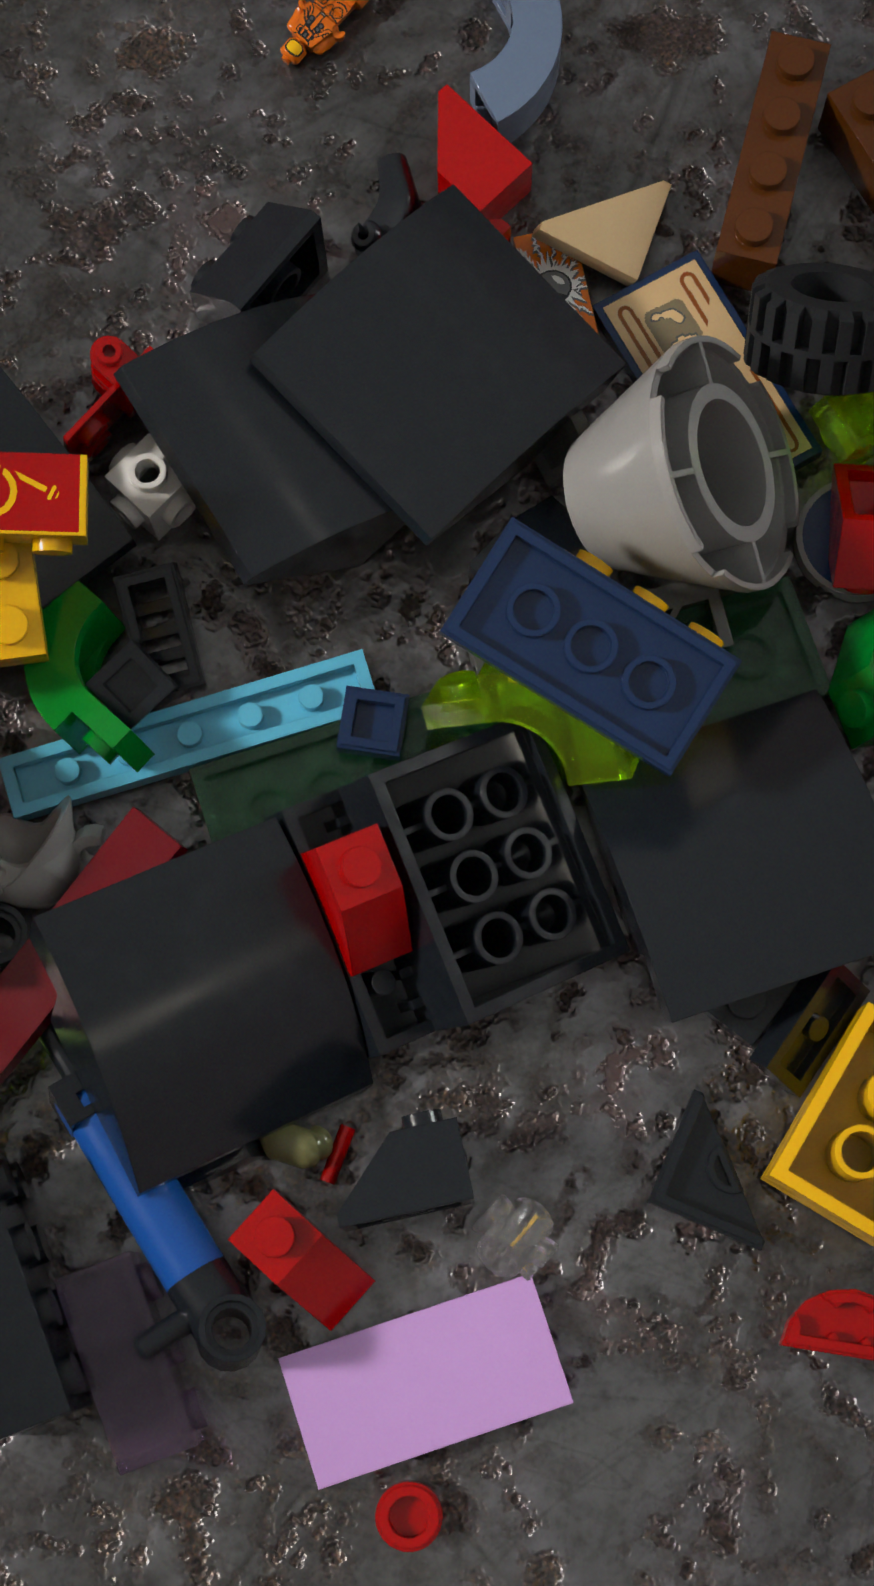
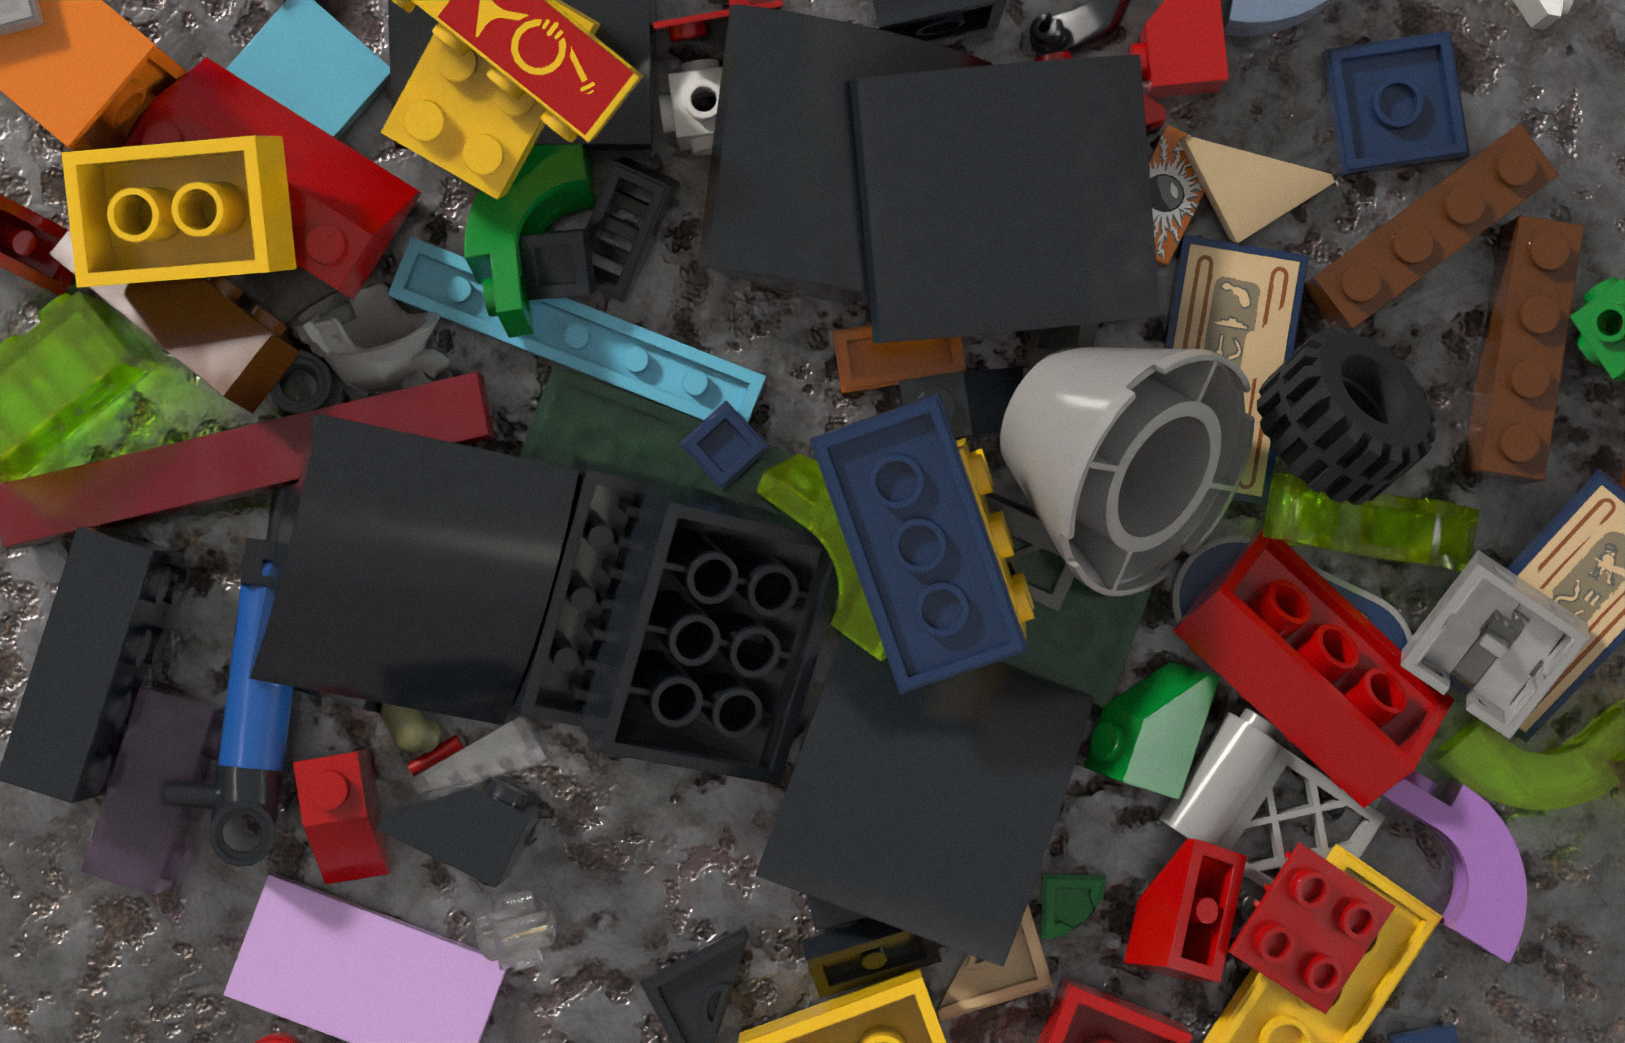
camera: 40 degrees right, 10 degrees up
(361, 898) = (594, 585): red slope -> none
(391, 1096) = (500, 752): none -> clear slope
(438, 573) = (882, 365): none -> orange tile
(667, 100) = (1395, 104): none -> dark blue tile

